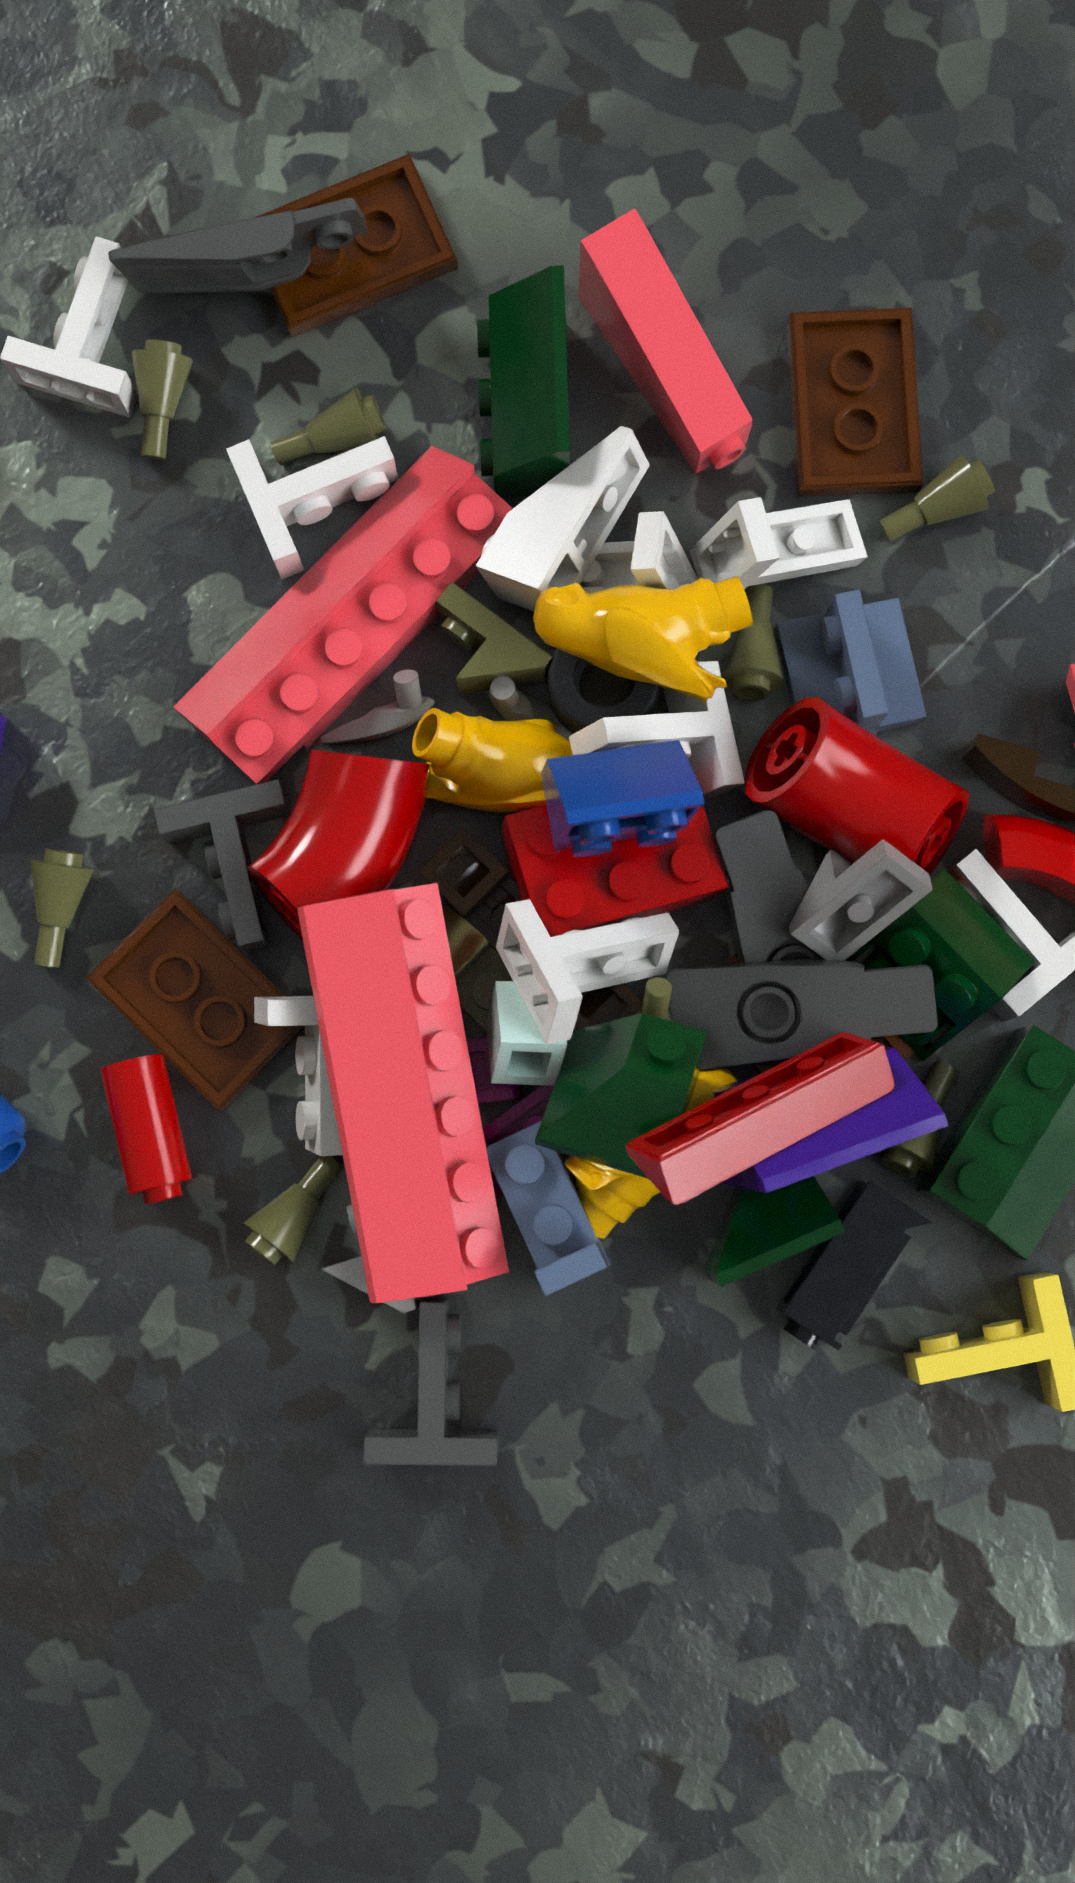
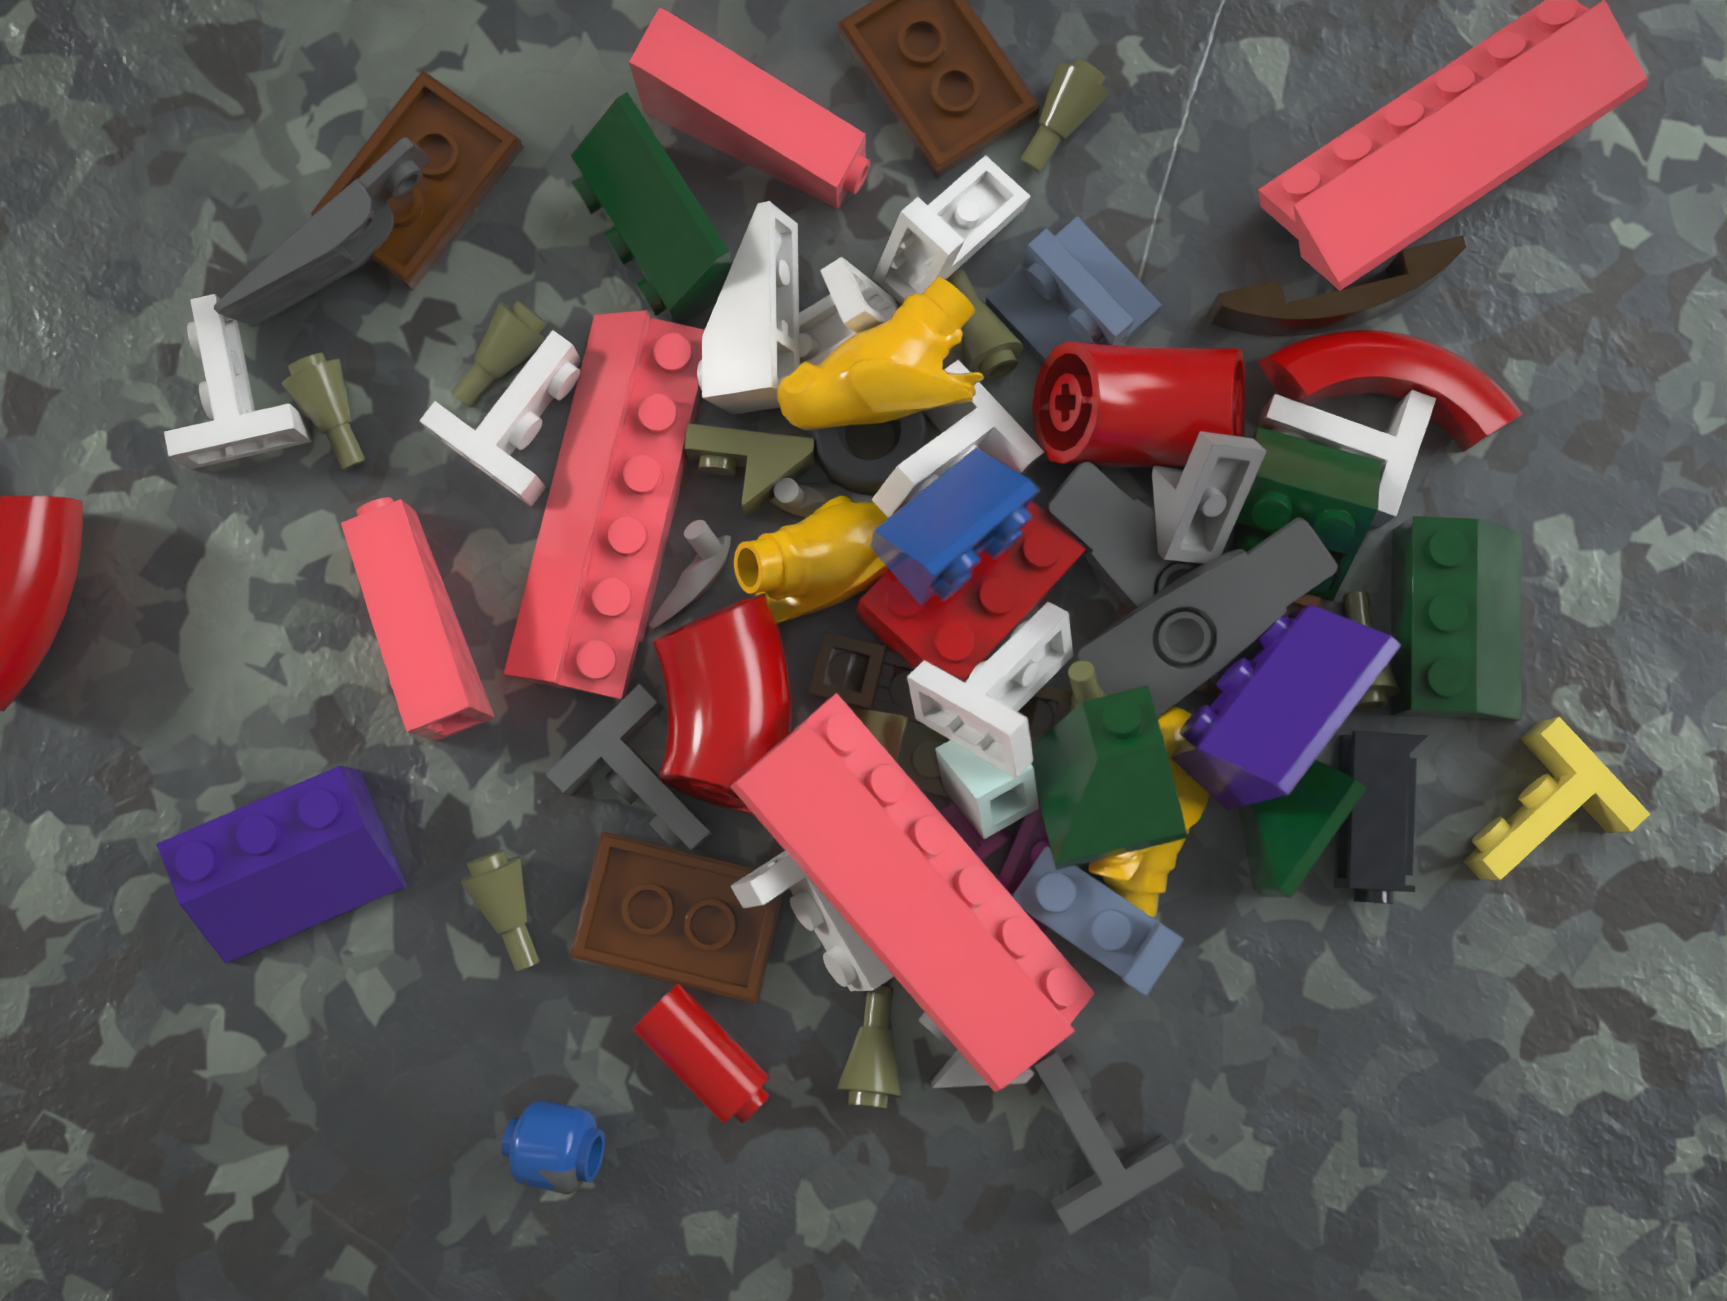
camera: 30 degrees left, 0 degrees up
(122, 619) = (415, 622): none -> coral slope
(762, 1116) = (1240, 730): slope -> none

